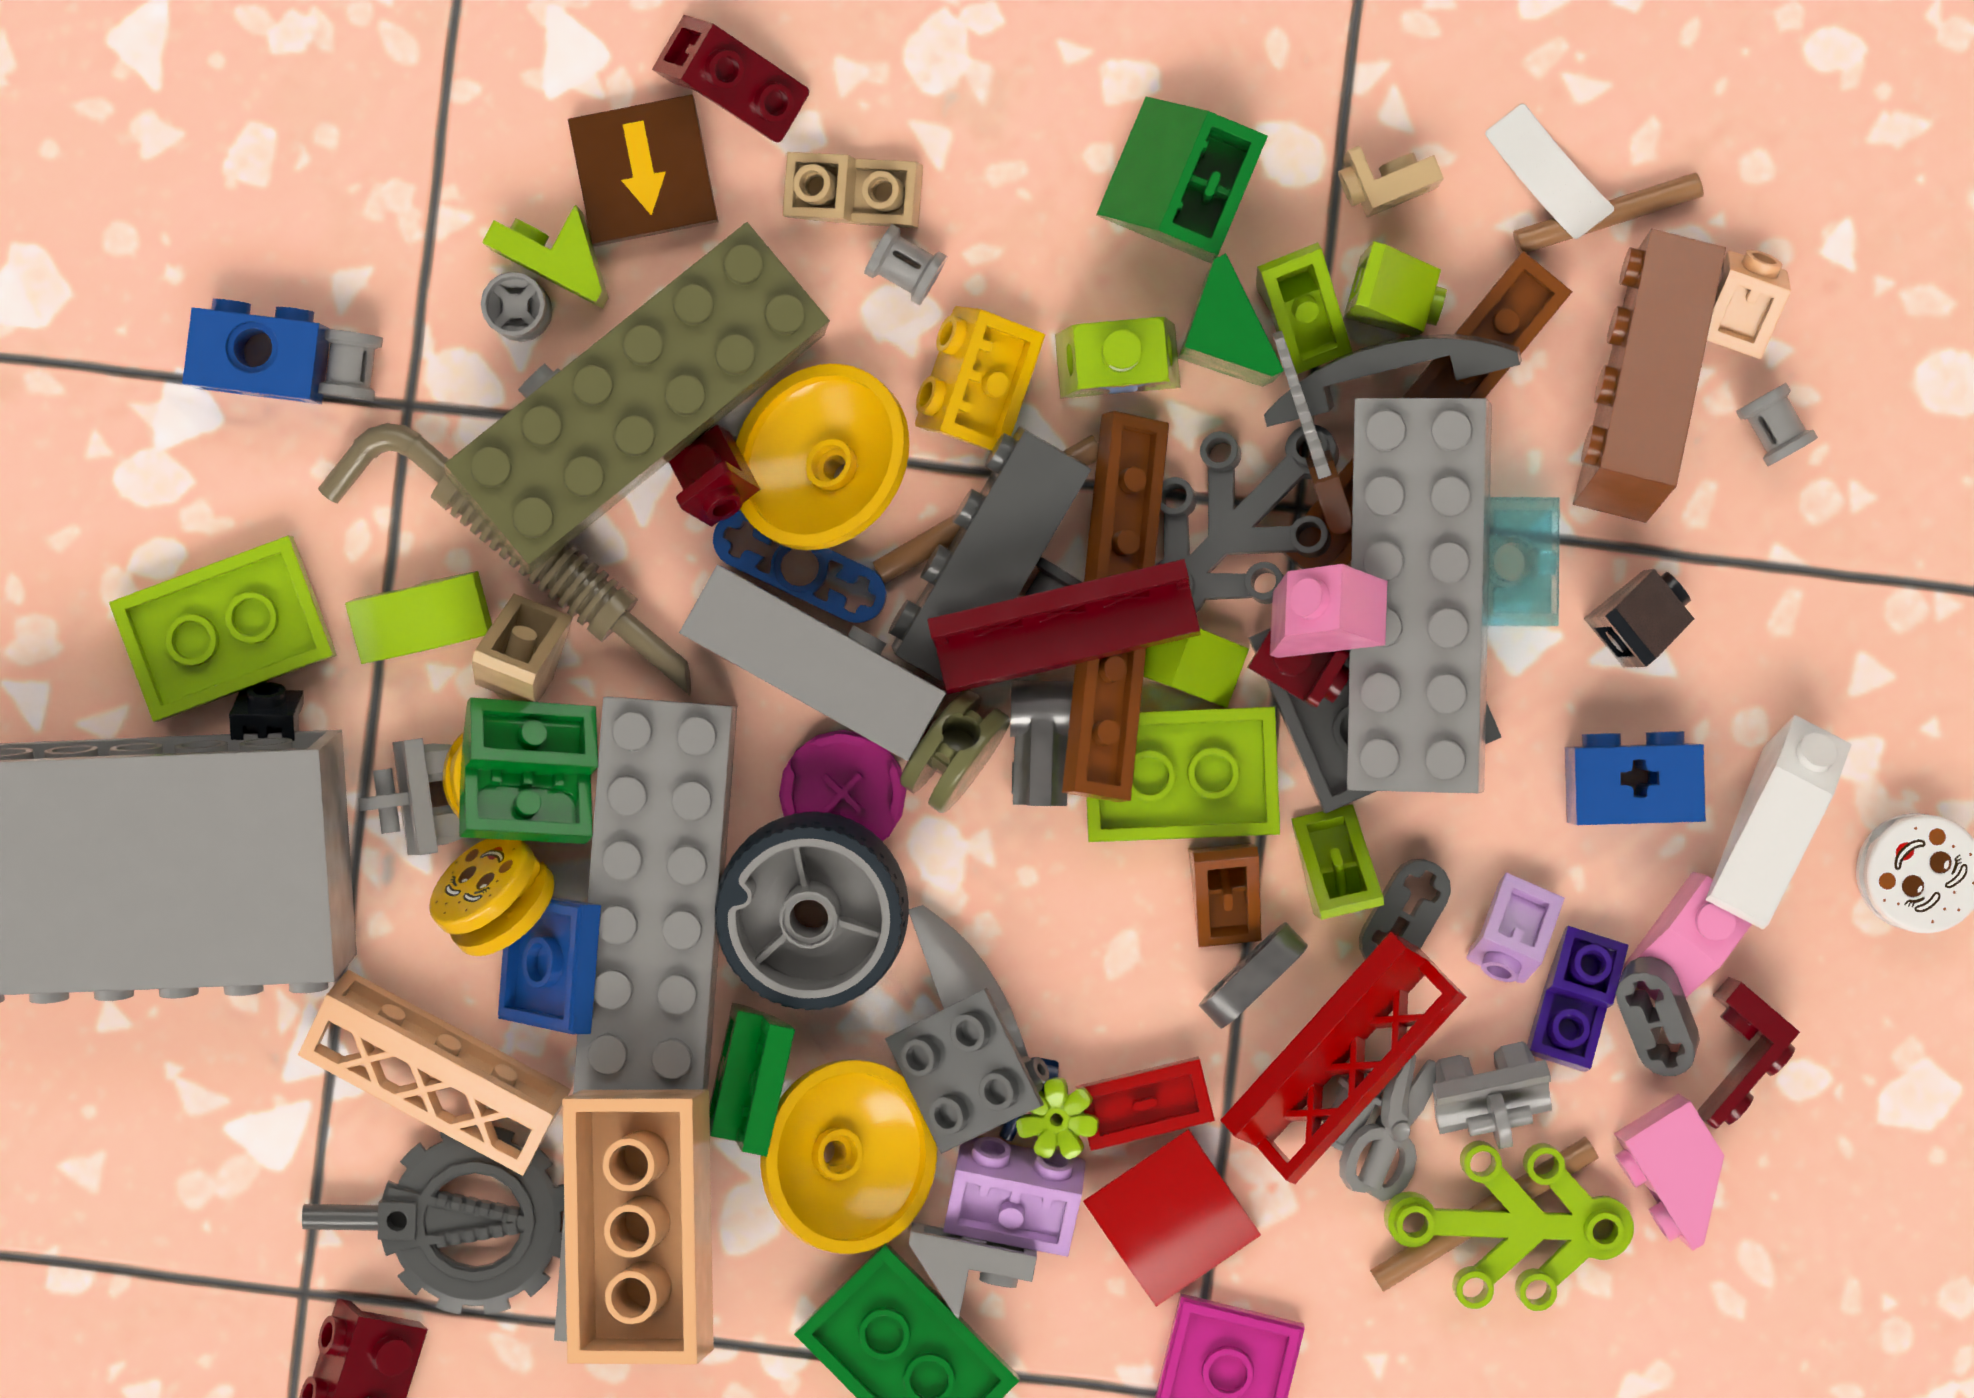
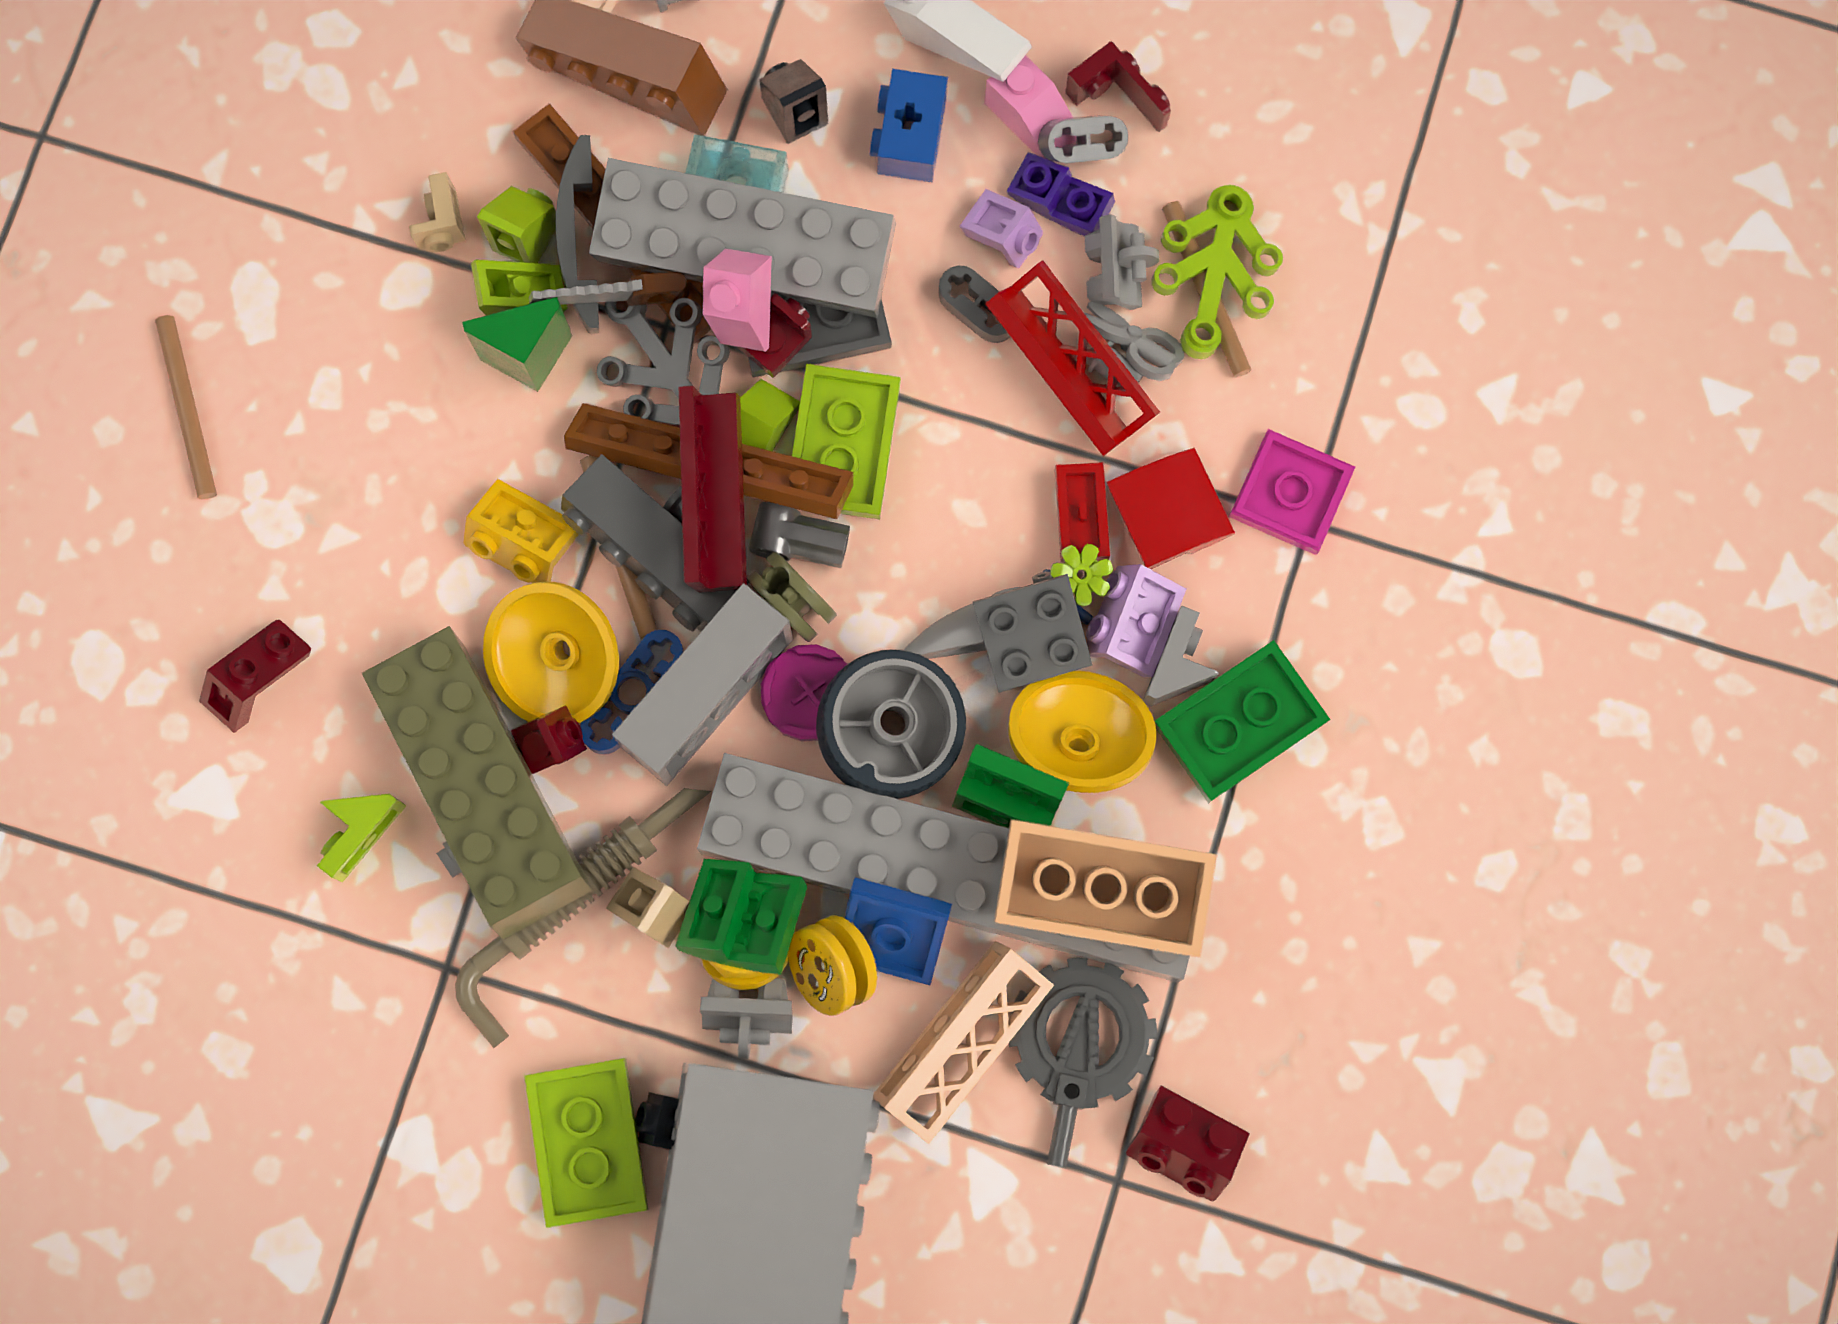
camera: 85 degrees left, 10 degrees down
(218, 360) = (402, 1053): blue brick -> none
(350, 364) = (403, 1003): light grey bush -> none
(419, 617) = (609, 985): lime slope -> none
(508, 298) = (381, 859): light grey wheel -> none
(643, 170) = (307, 752): reddish brown tile -> none
(852, 190) = (360, 600): tan slope -> none
(905, 264) = (423, 570): light grey bush -> none
(1117, 357) = (525, 424): lime torso -> none
(1182, 177) = (404, 356): green slope -> none
(1226, 894) = (936, 424): dark orange slope -> none
(1253, 975) = (1001, 416): flat silver beam -> none
(1336, 863) = (930, 342): lime slope -> none
(1548, 172) = (461, 108): white sticker -> none
(1625, 209) = (500, 73): medium nougat bar -> none
(1677, 1163) = (1194, 145): bright pink slope -> none

